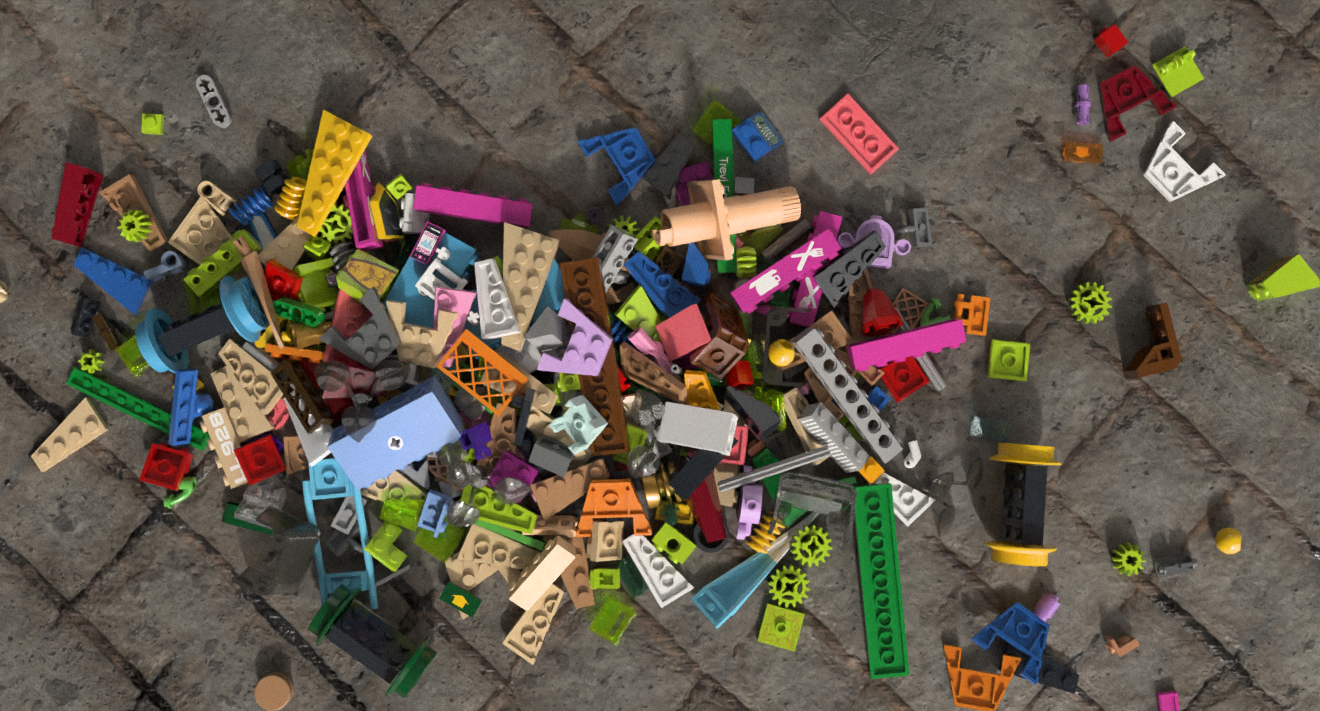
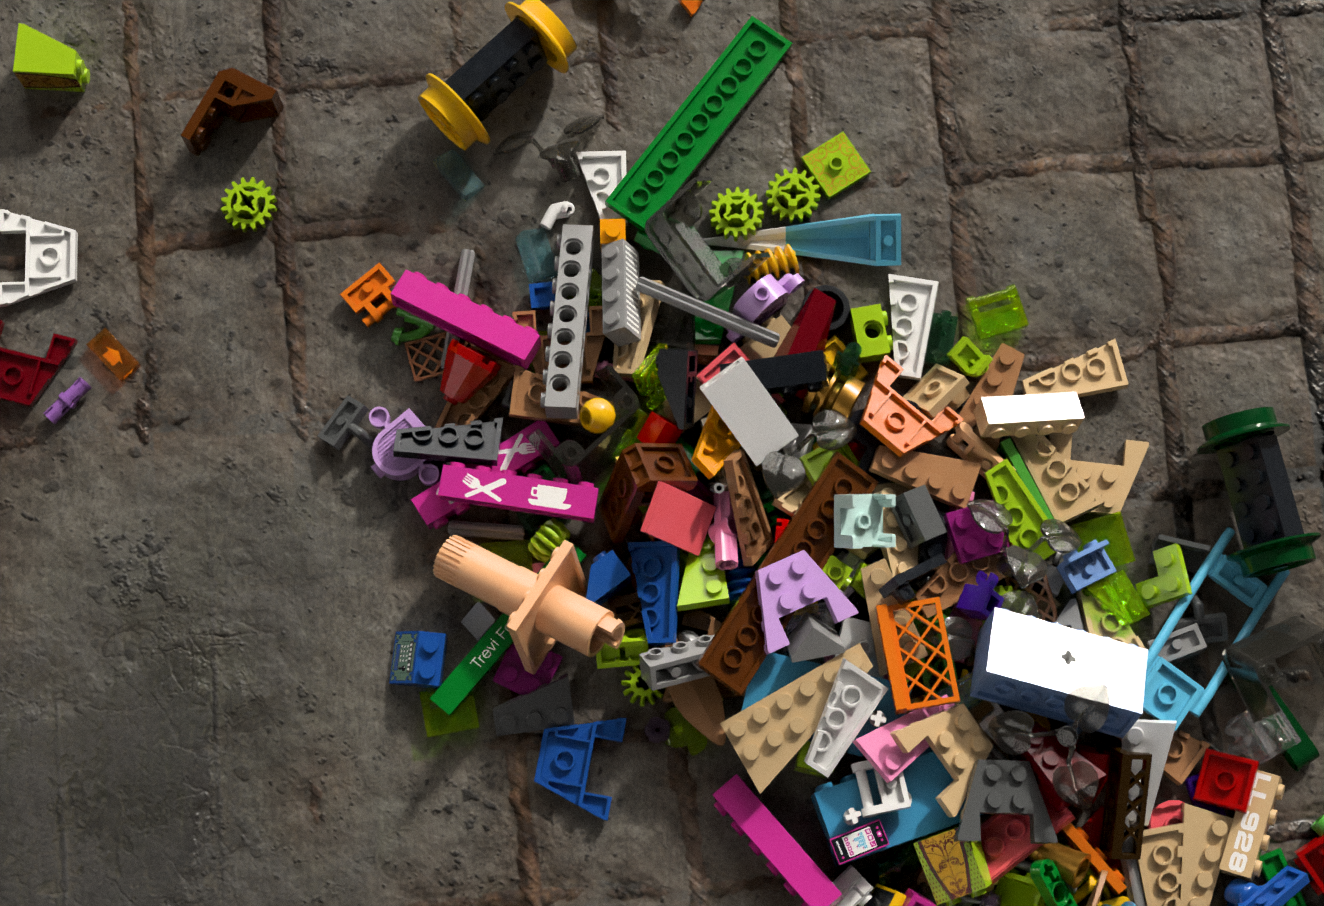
camera: 140 degrees left, 10 degrees down
(460, 599) = (1134, 462): dark green tile -> none
(859, 133) = (313, 572): coral tile -> none
(902, 421) = (536, 254): none -> clear light blue slope
(903, 378) = (498, 290): red tile -> none
(1008, 360) = (379, 220): lime plate -> none

